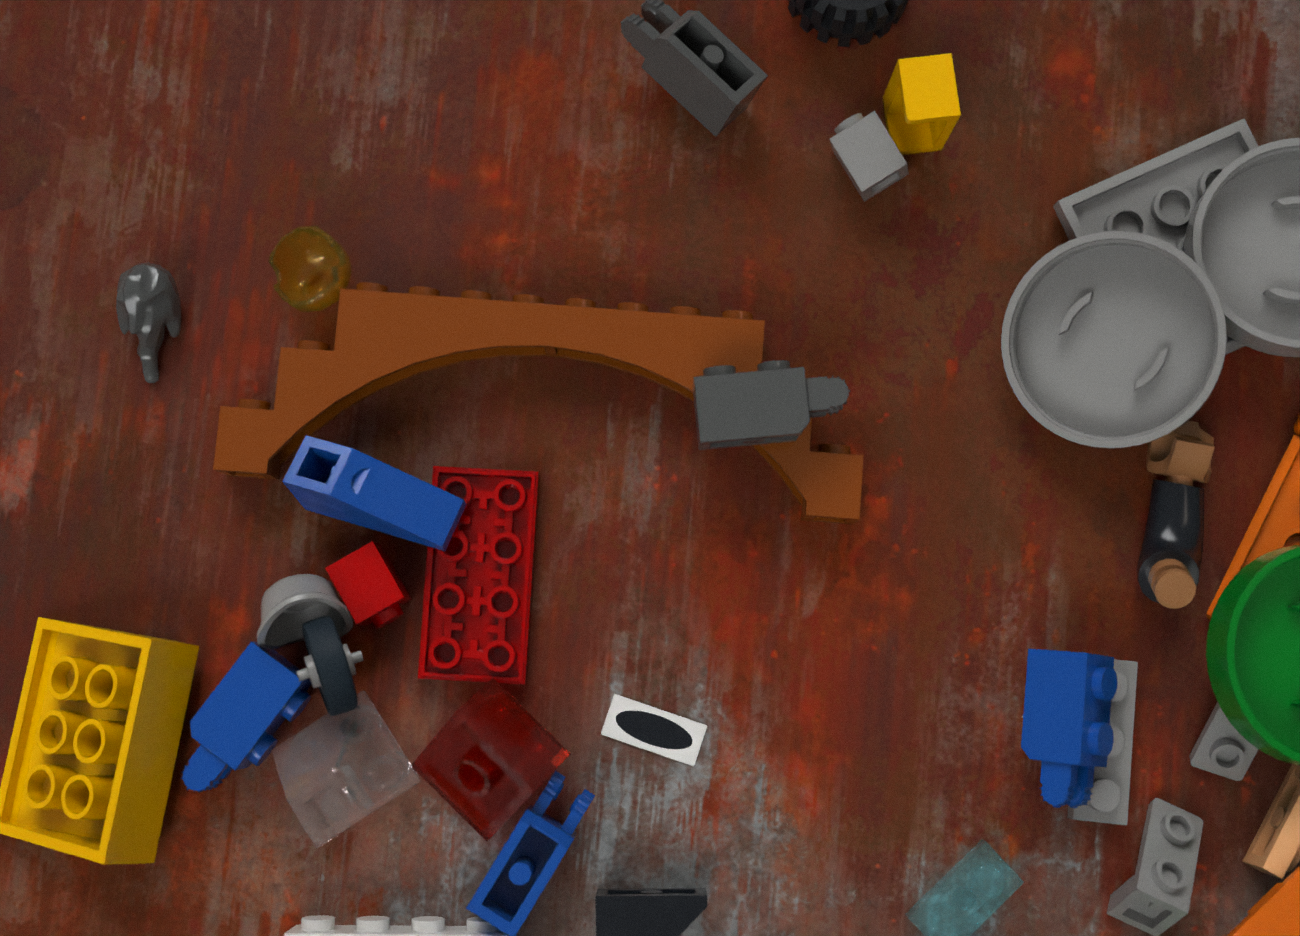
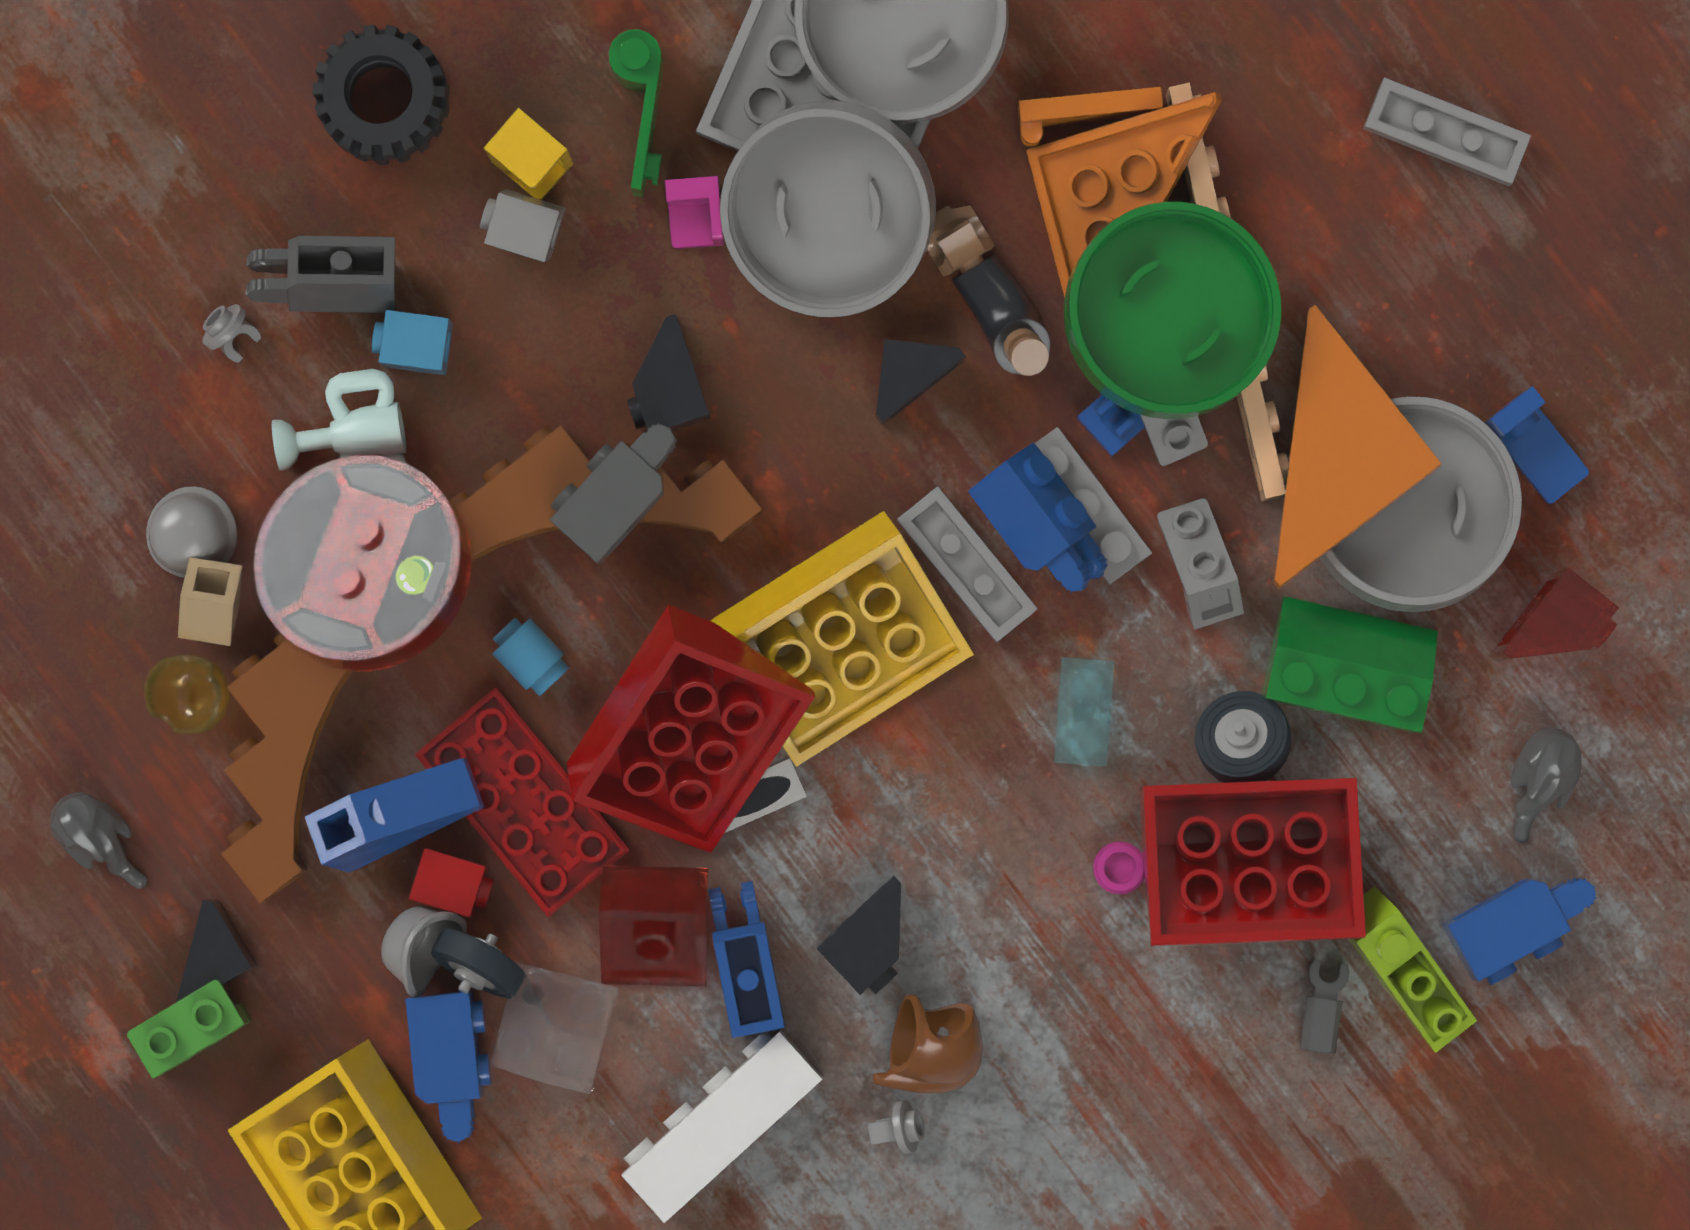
camera: 40 degrees left, 5 degrees up
(73, 513) = (187, 1028): none -> bright green bracket
(150, 477) = (215, 950): none -> black slope
(388, 217) = (209, 601): none -> tan brick
(424, 162) = (190, 525): none -> light grey helmet
(523, 287) = (362, 563): none -> piece
(584, 36) = (224, 326): none -> light grey plate
(584, 470) = (529, 655): none -> dark azure brick
(608, 196) = (362, 431): none -> light aqua piece
(651, 635) = (686, 731): none -> red slope
(710, 168) = (413, 342): none -> dark azure brick
(830, 671) = (853, 628): none -> yellow slope
(873, 363) = (667, 383): none -> black slope
(975, 704) = (966, 564): none -> light grey plate
(1003, 258) = (694, 212): none -> dark pink panel
(1051, 123) = (639, 67): none -> green door
(1062, 518) = (909, 372): none -> black slope
(1182, 695) = (1110, 424): none -> blue tile

